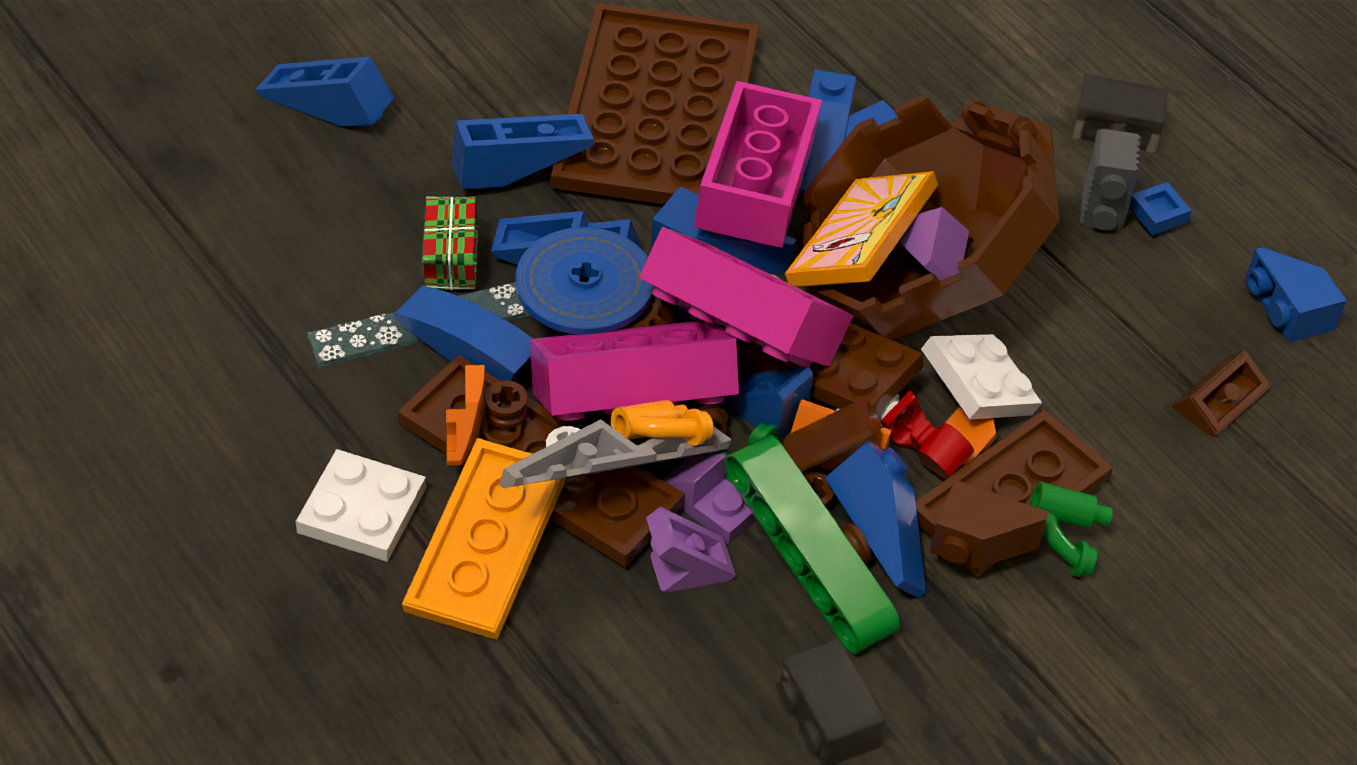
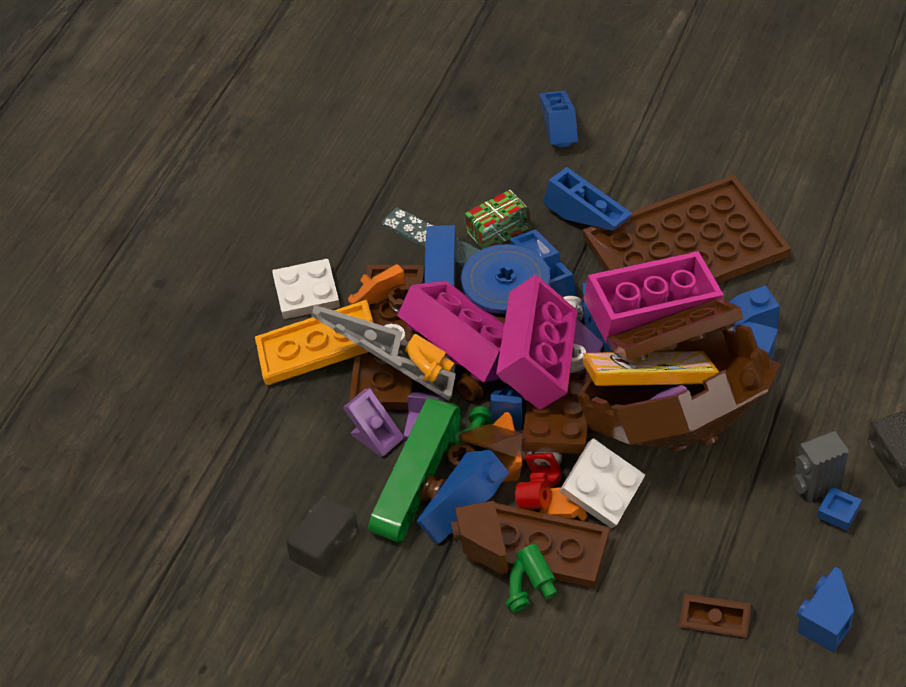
camera: 65 degrees right, 0 degrees up
(843, 167) = (668, 331): none -> reddish brown plate

